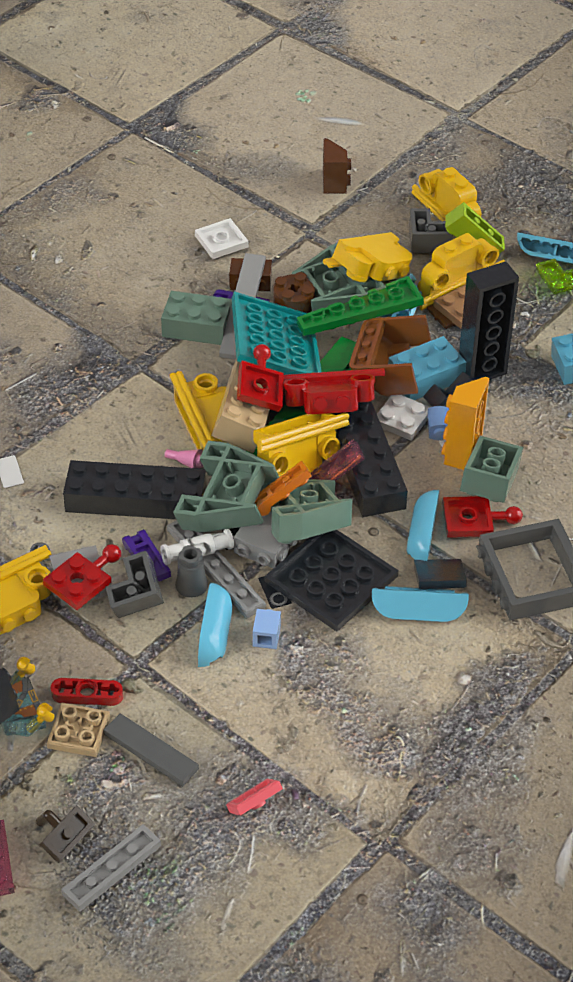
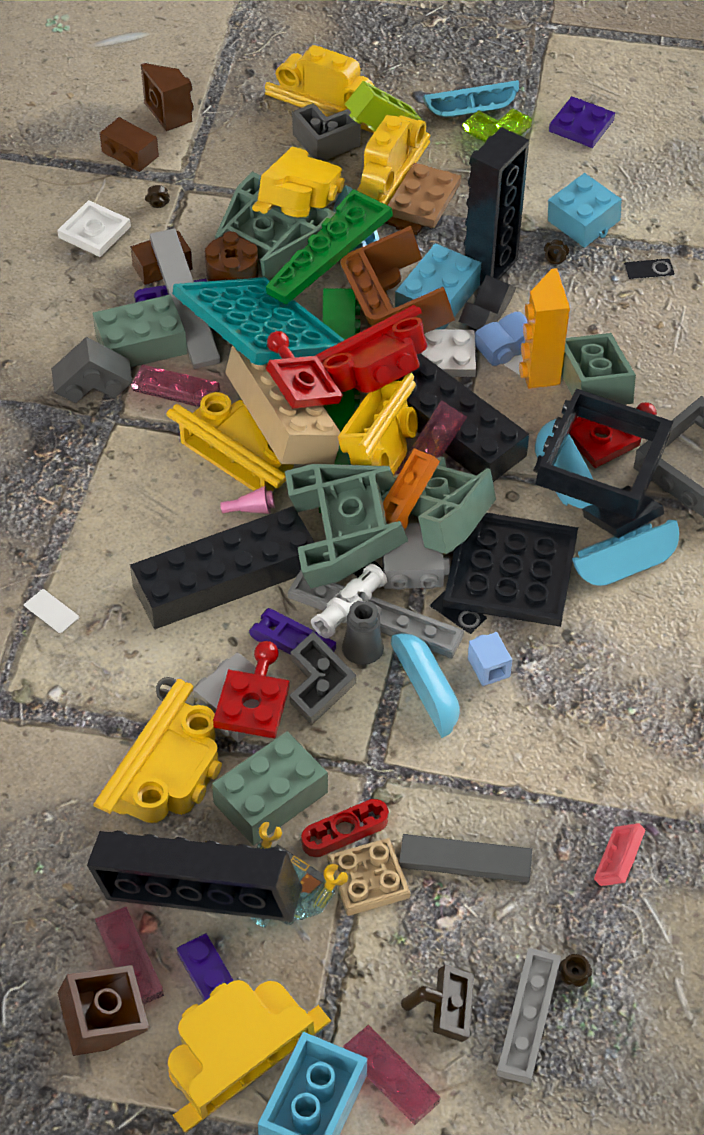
camera: 30 degrees left, 5 degrees up
(56, 641) = (270, 787): none -> sand green brick
(146, 326) = (90, 367): none -> dark grey brick
(162, 850) = (576, 962): none -> dark brown plate
(193, 360) = (173, 385): none -> clear pink plate
(280, 233) = (157, 196): none -> dark brown plate
(286, 192) = (129, 144): none -> reddish brown brick
(439, 566) = (615, 416): none -> black window
(532, 379) = (556, 257): none -> dark brown plate

